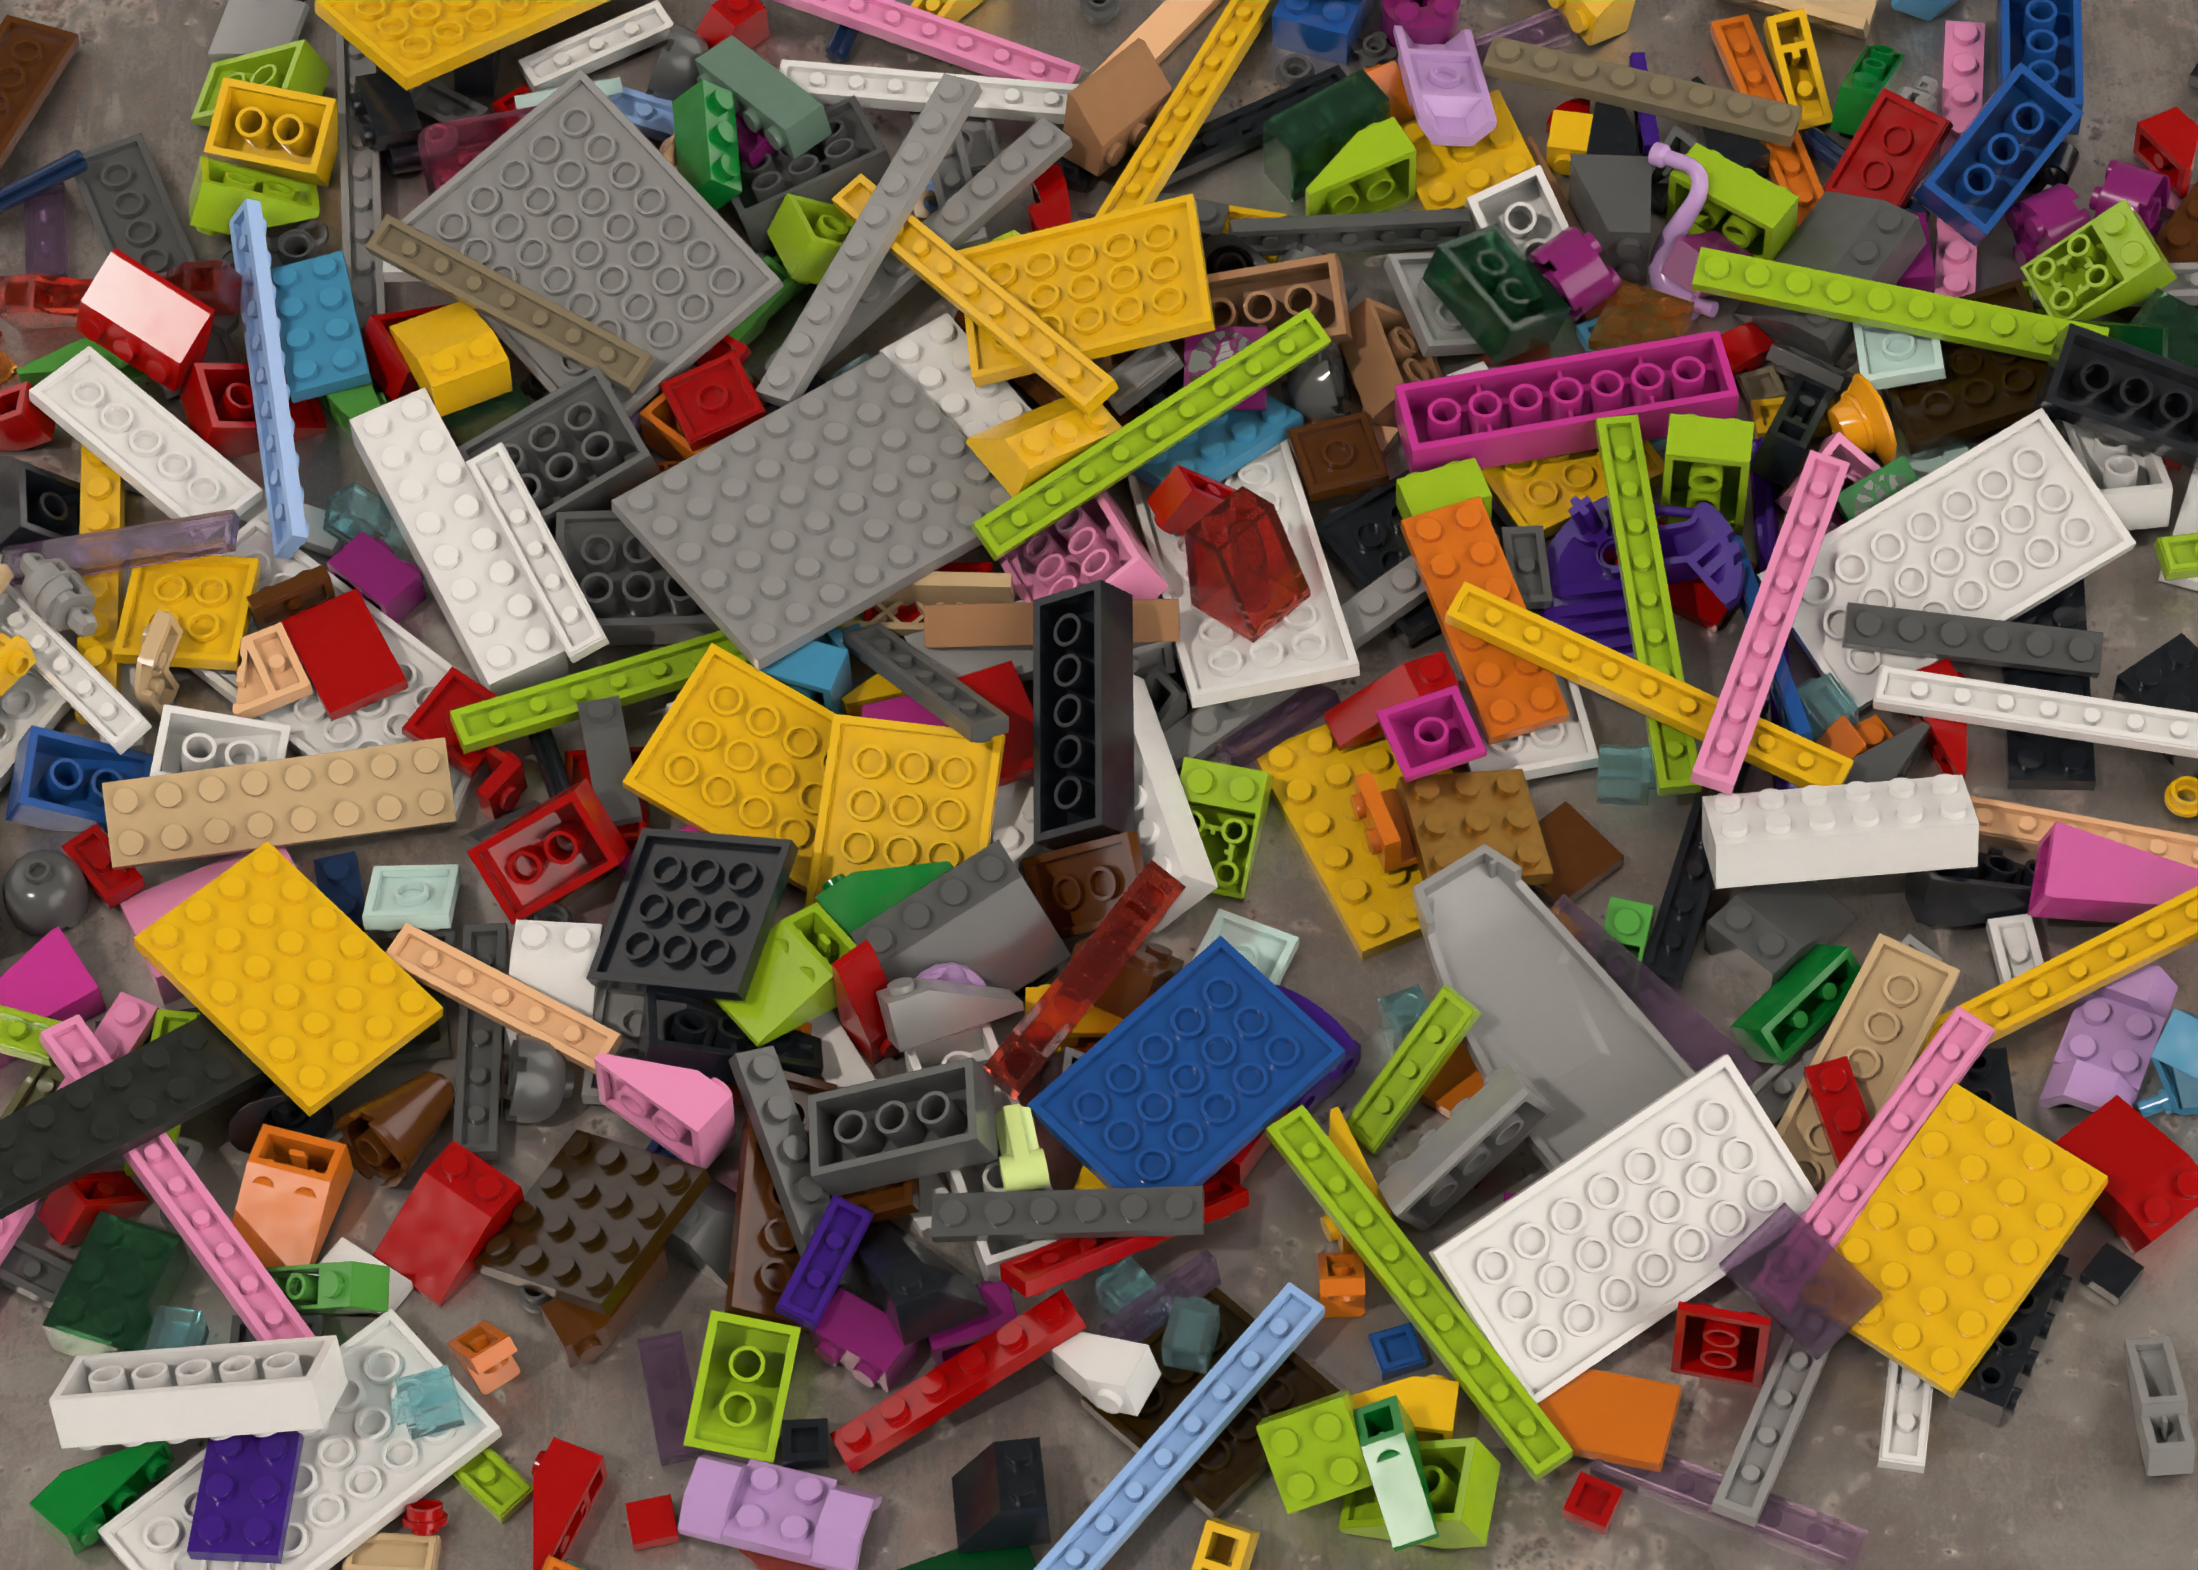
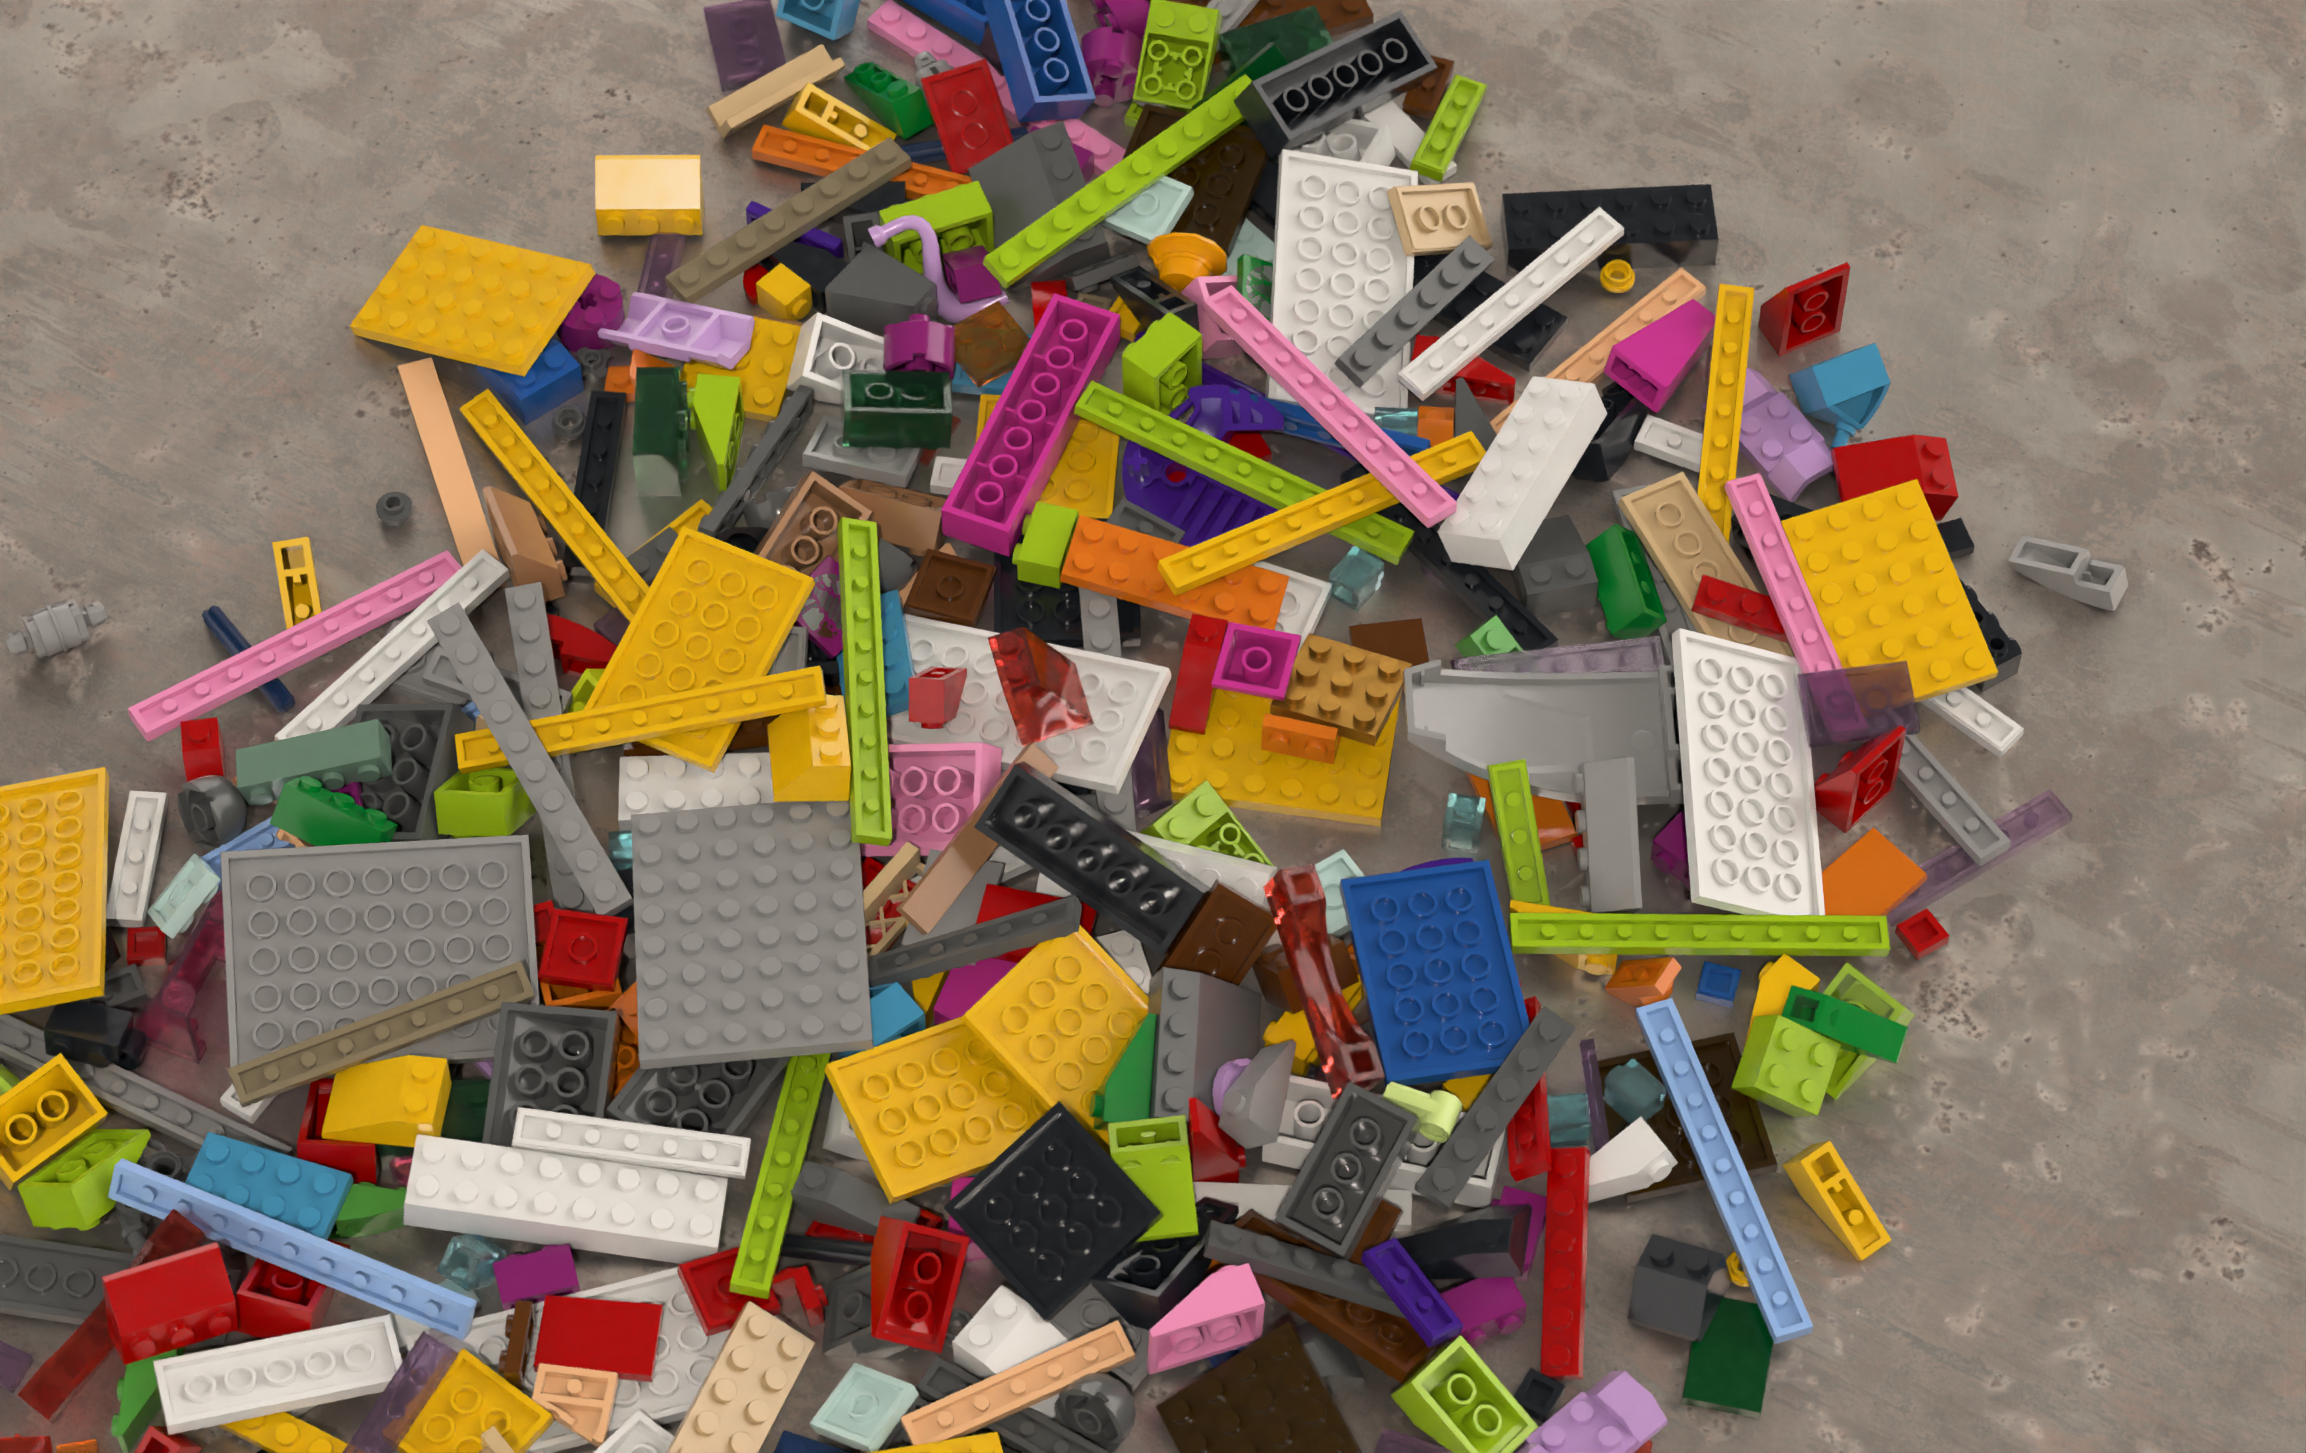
camera: 60 degrees left, 0 degrees up
(2103, 593) = (1438, 217): none -> tan tile

